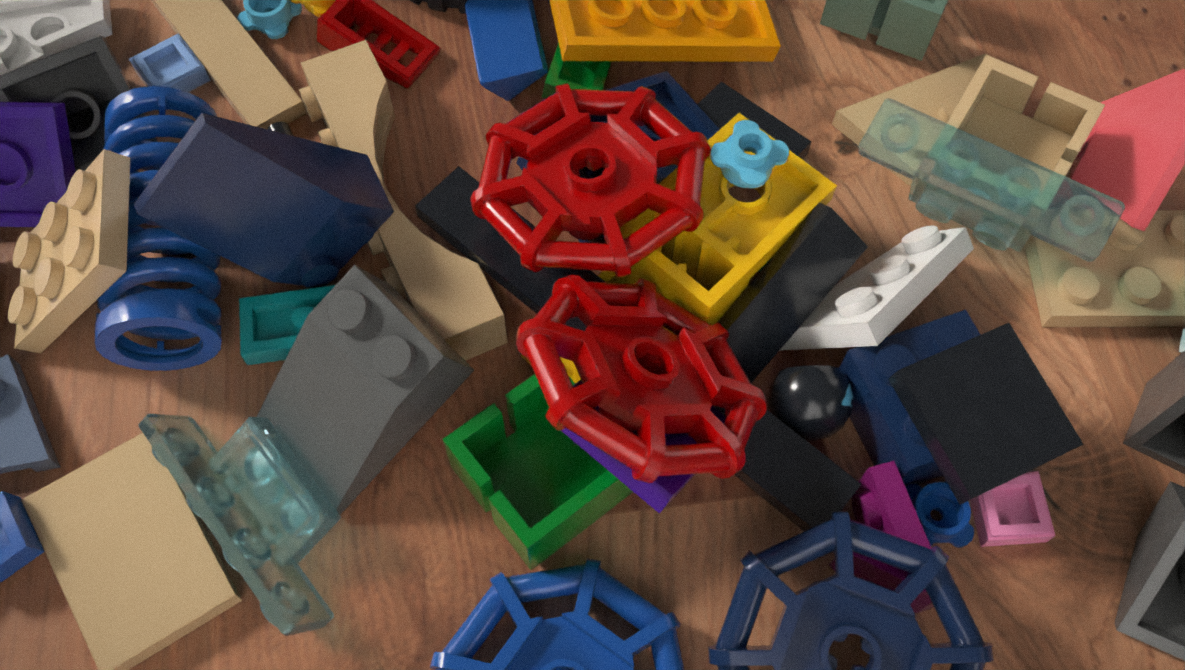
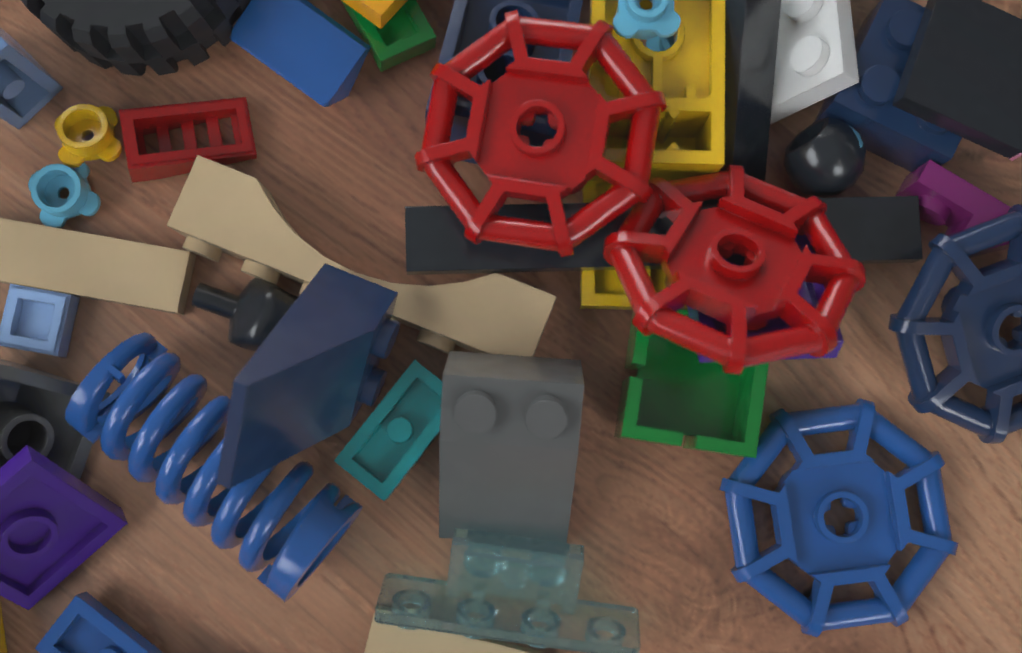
camera: 40 degrees left, 20 degrees up
(72, 253) = (182, 550): tan plate -> none
(954, 525) = (988, 164): blue plate -> none

